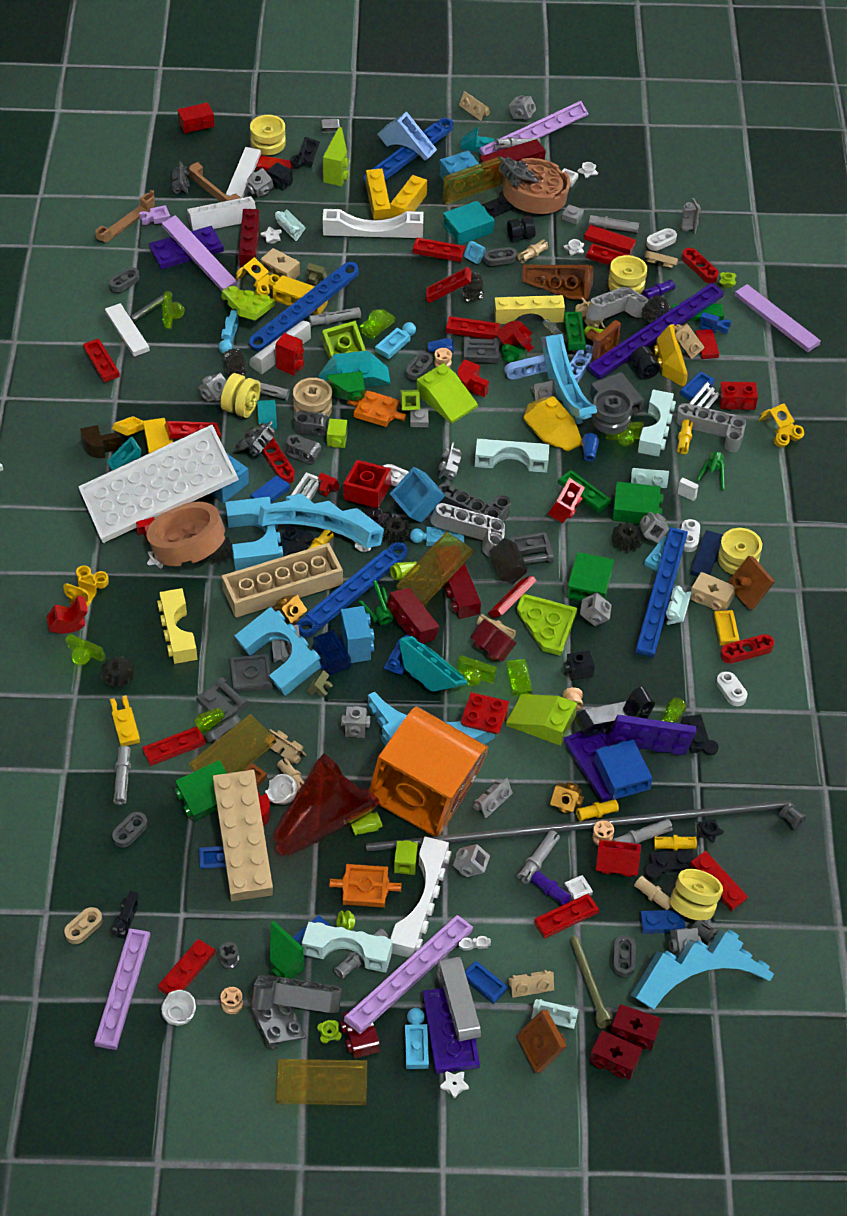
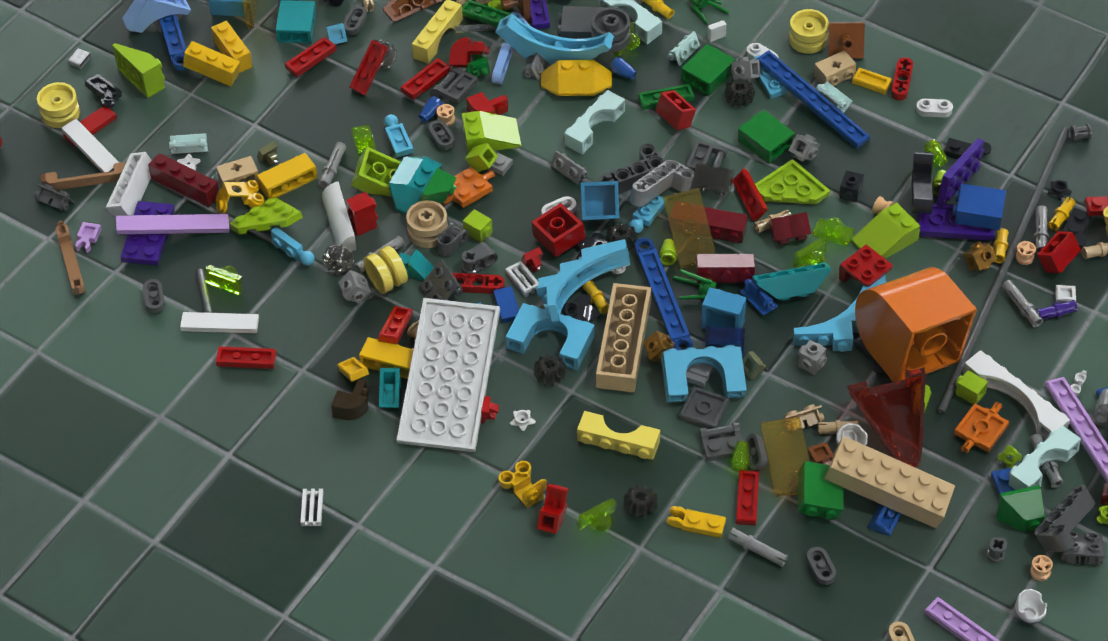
camera: 55 degrees left, 0 degrees up
(123, 922) = (911, 603): black hinge -> none
(186, 533) = (511, 371): nougat brick -> none
(187, 967) = (989, 587): red plate -> none
(259, 183) = (118, 139): light grey brick -> none
(280, 176) = (119, 122): black brick -> none
(304, 306) = (311, 177): blue plate -> none
(342, 224) = (223, 106): white arch -> none
(471, 860) = (1004, 345): light grey brick -> none
(566, 916) = (1087, 315): red tile -> none
(707, 553) = (790, 55): dark blue tile -> none

